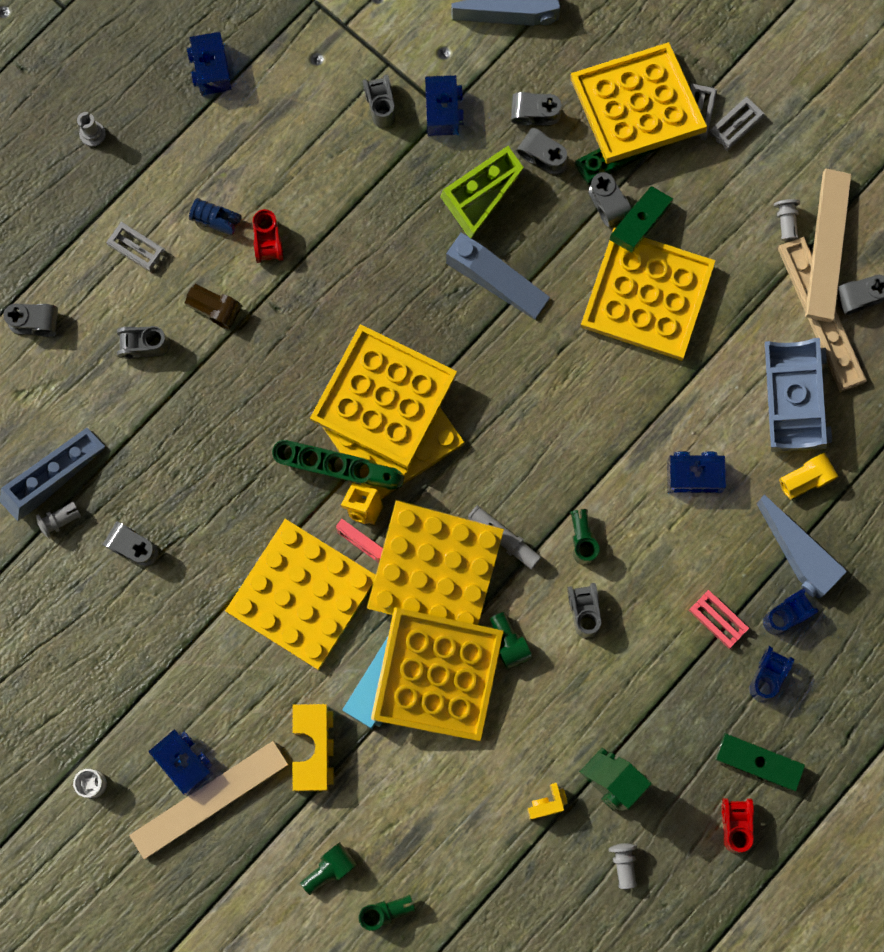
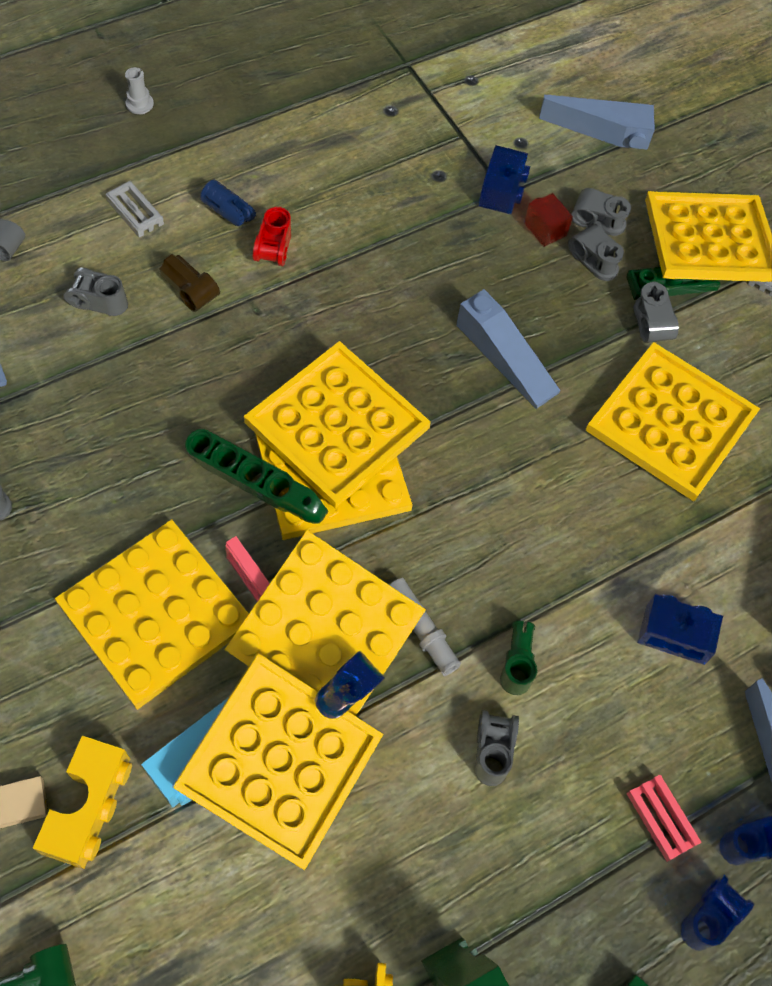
camera: 10 degrees right, 15 degrees down
(208, 49) = (282, 77): clear blue brick -> none
(361, 509) = (266, 536): yellow brick -> none
(380, 97) = (441, 159): dark grey piece -> none
(468, 607) = (348, 686): none -> clear blue piece
(481, 189) = (520, 260): lime wedge -> none
(492, 133) = (548, 219): none -> clear red brick
(512, 648) = (387, 763): dark green pin -> none
(641, 219) = (686, 341): dark green tile -> none

